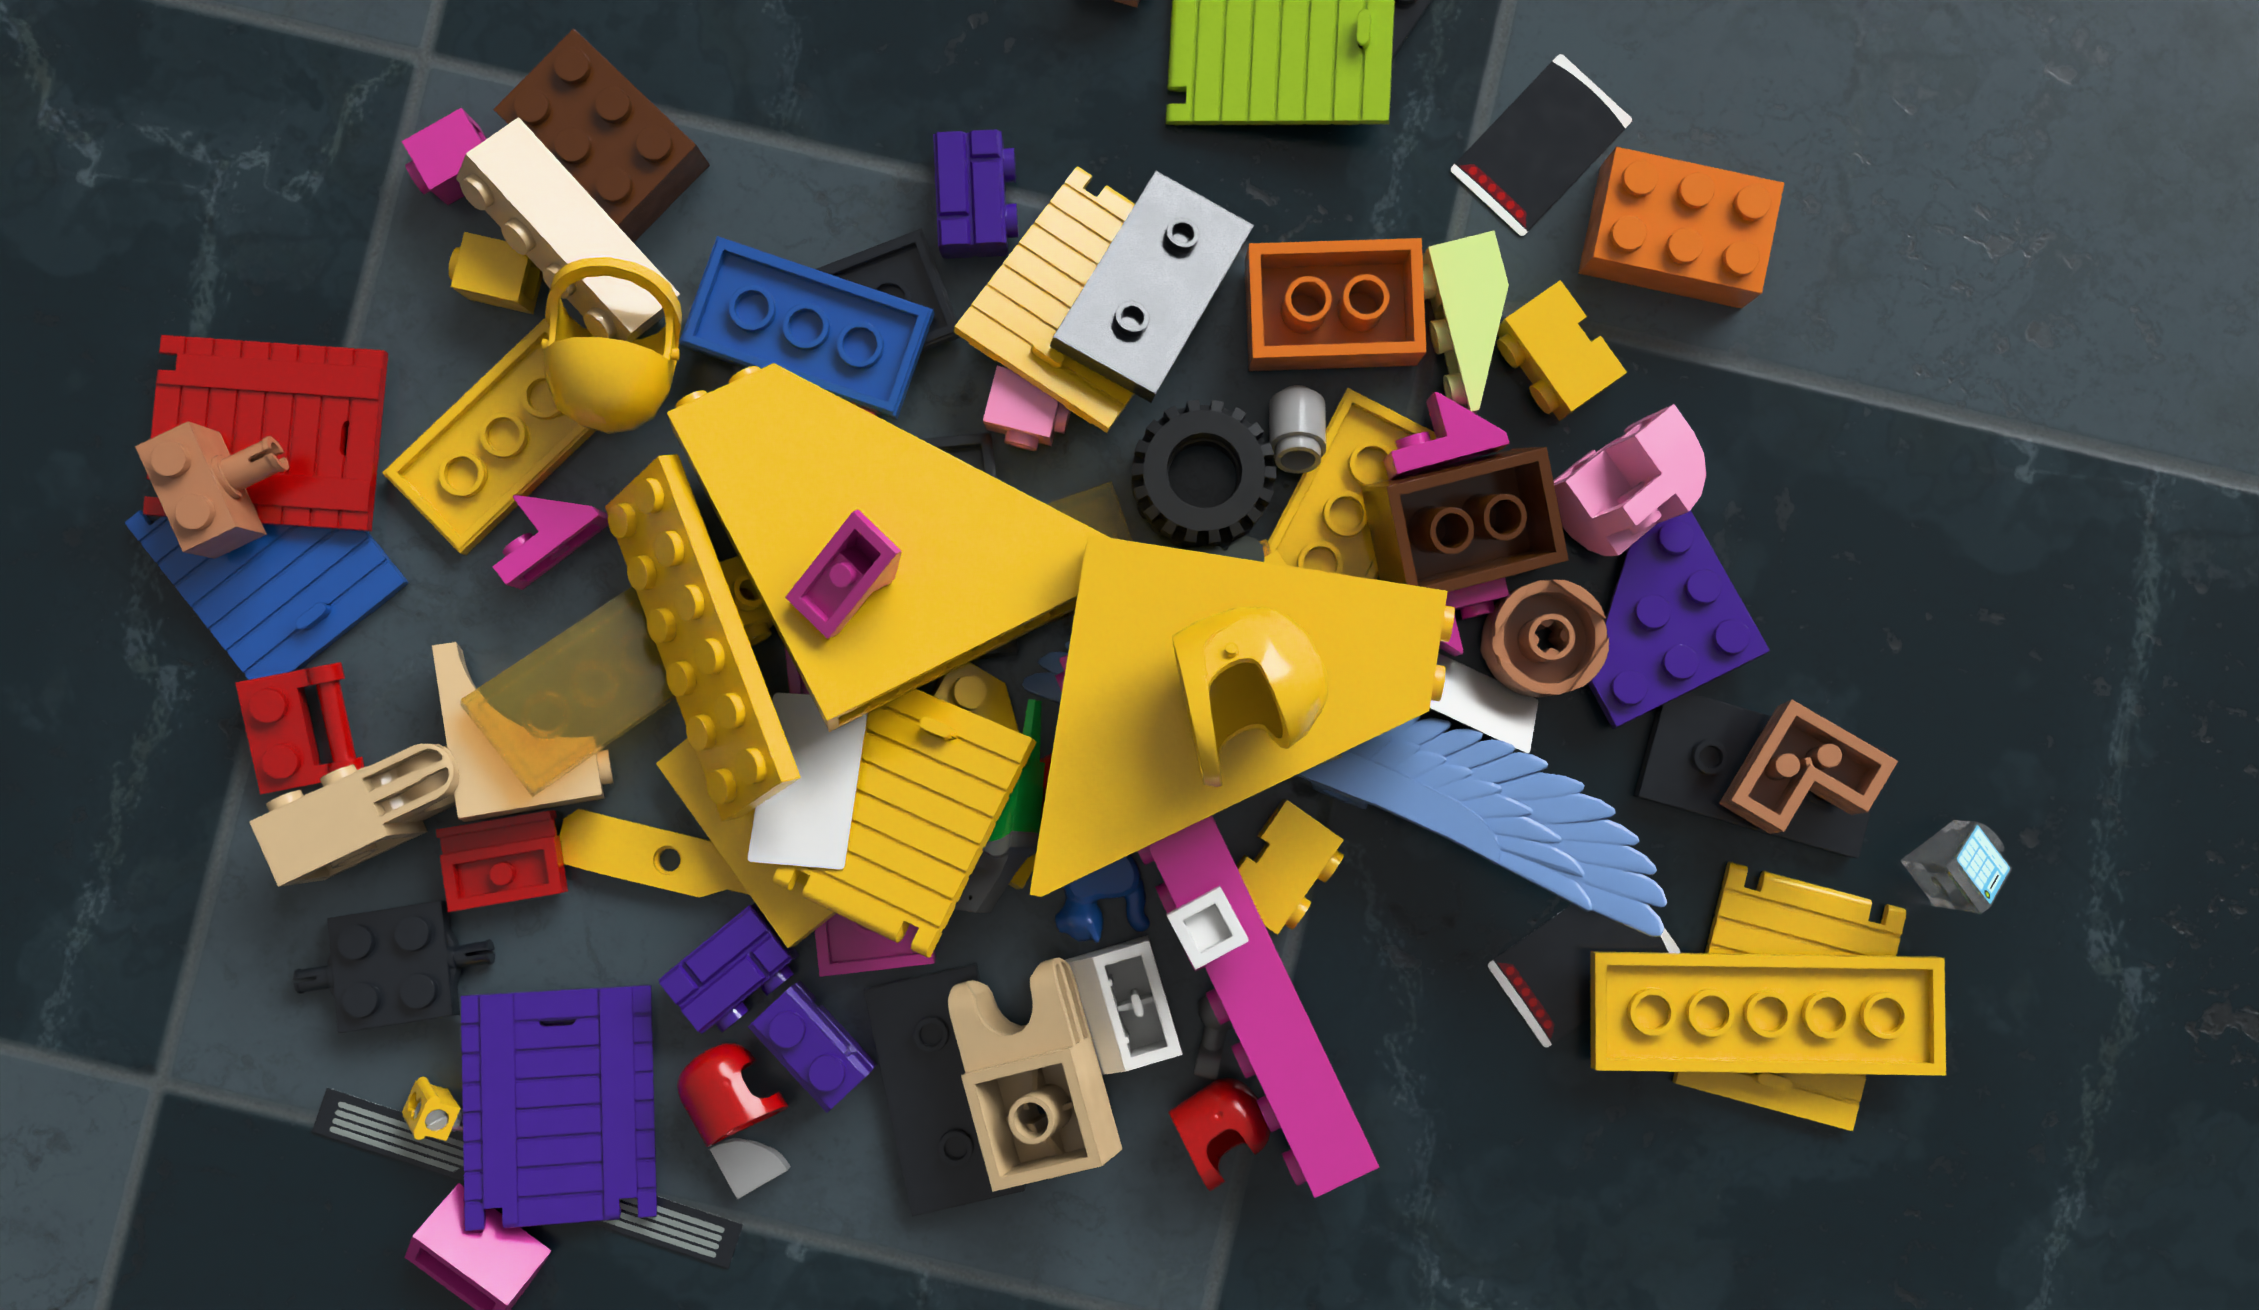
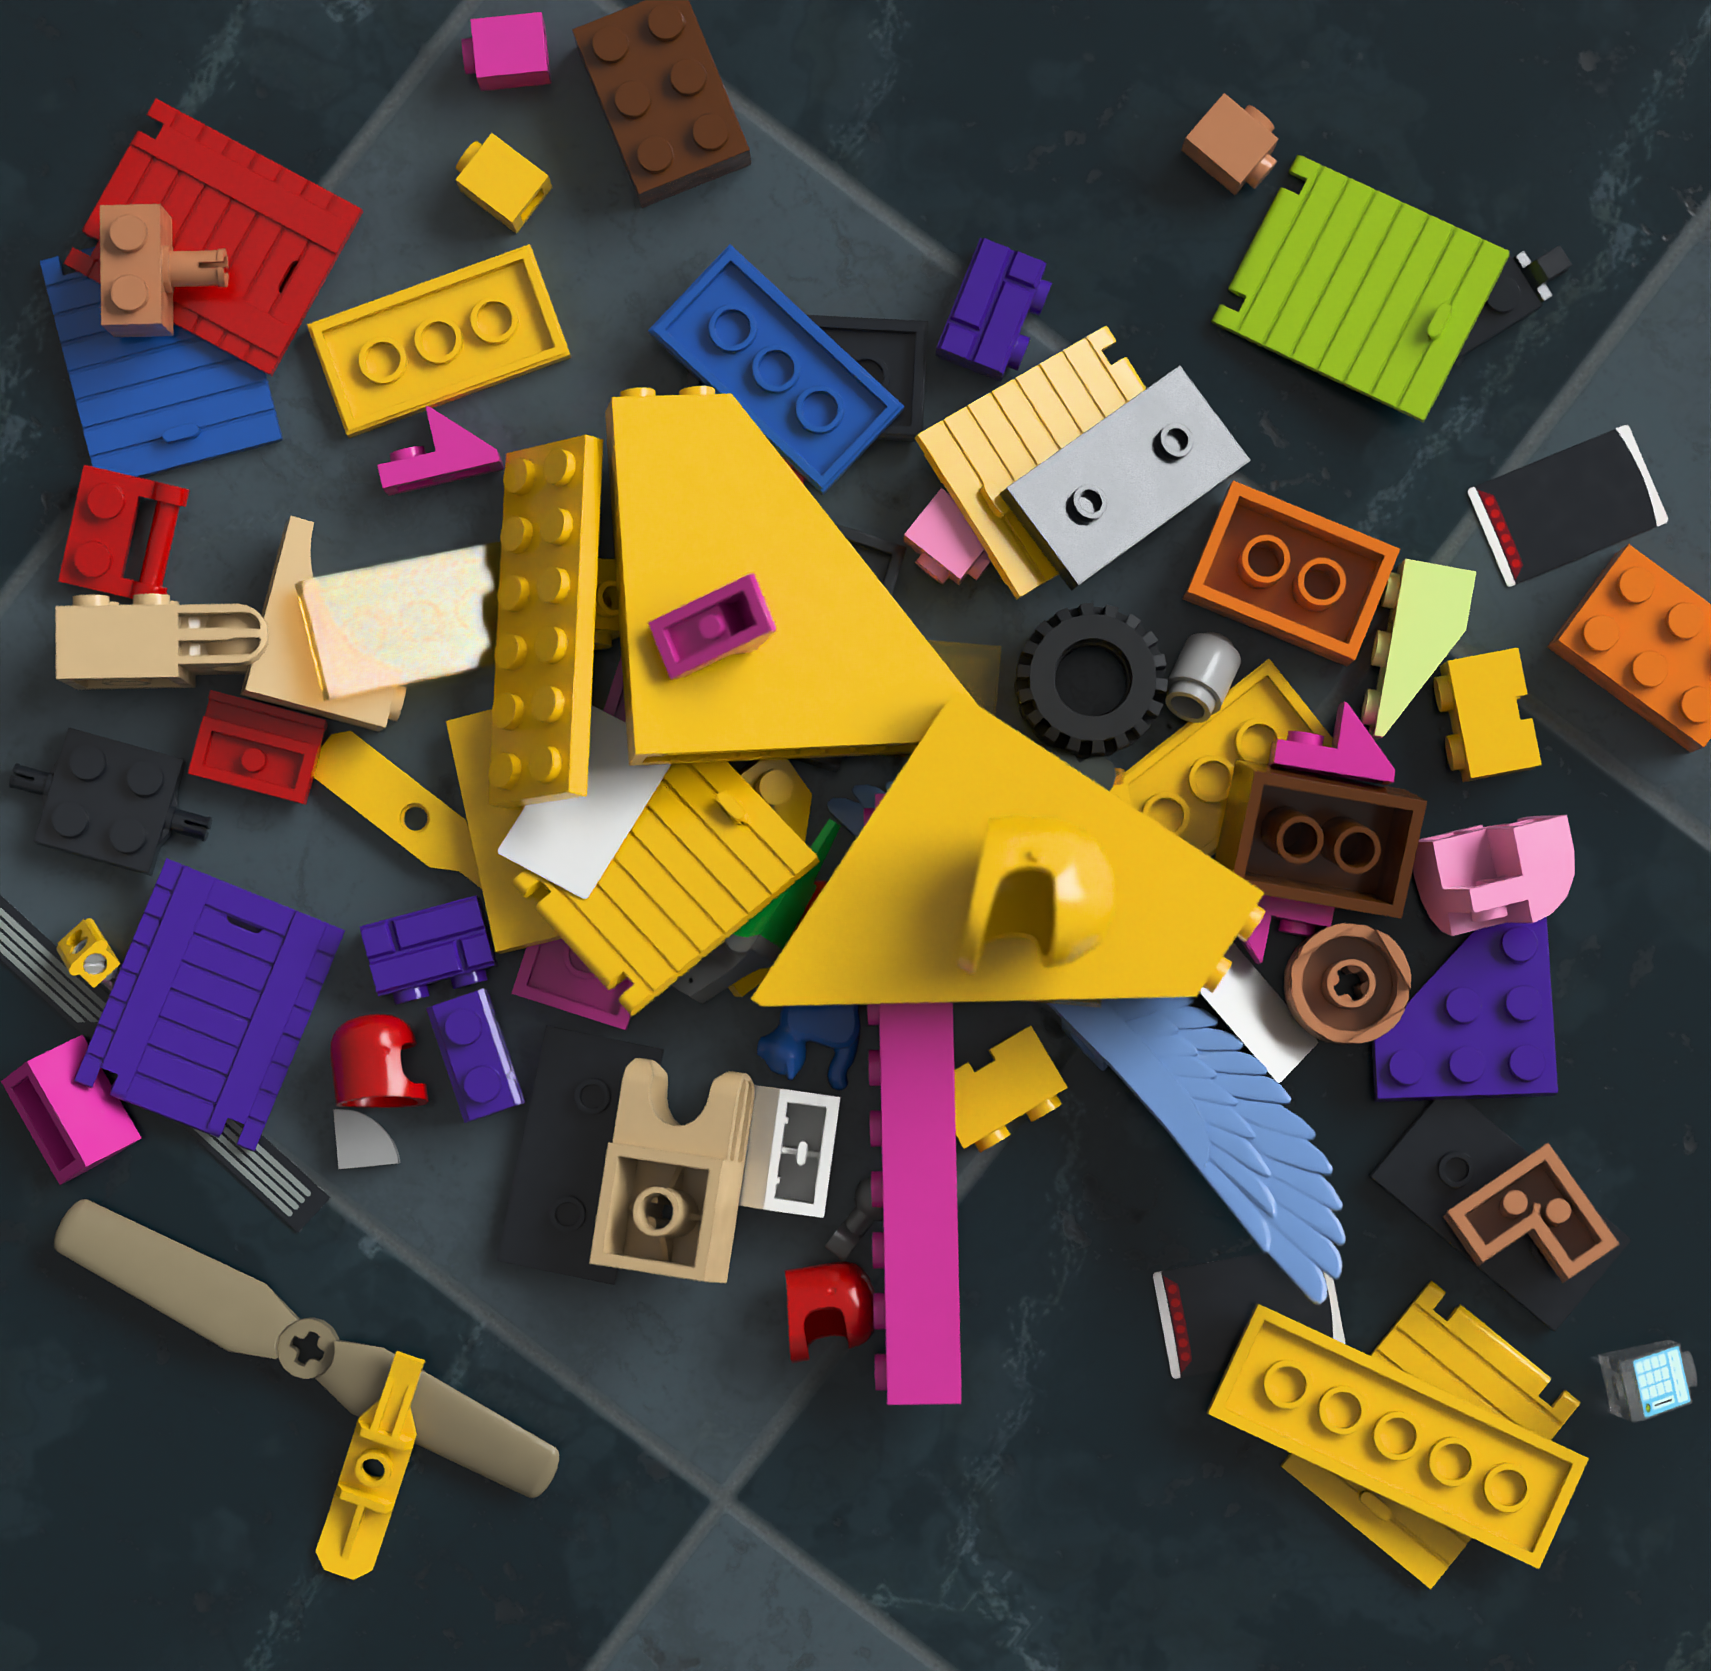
camera: 25 degrees right, 0 degrees up
(556, 223) = (588, 182): brick -> none
(607, 380) = (568, 337): yellow piece -> none
(1207, 927) = (901, 1104): white tile -> none

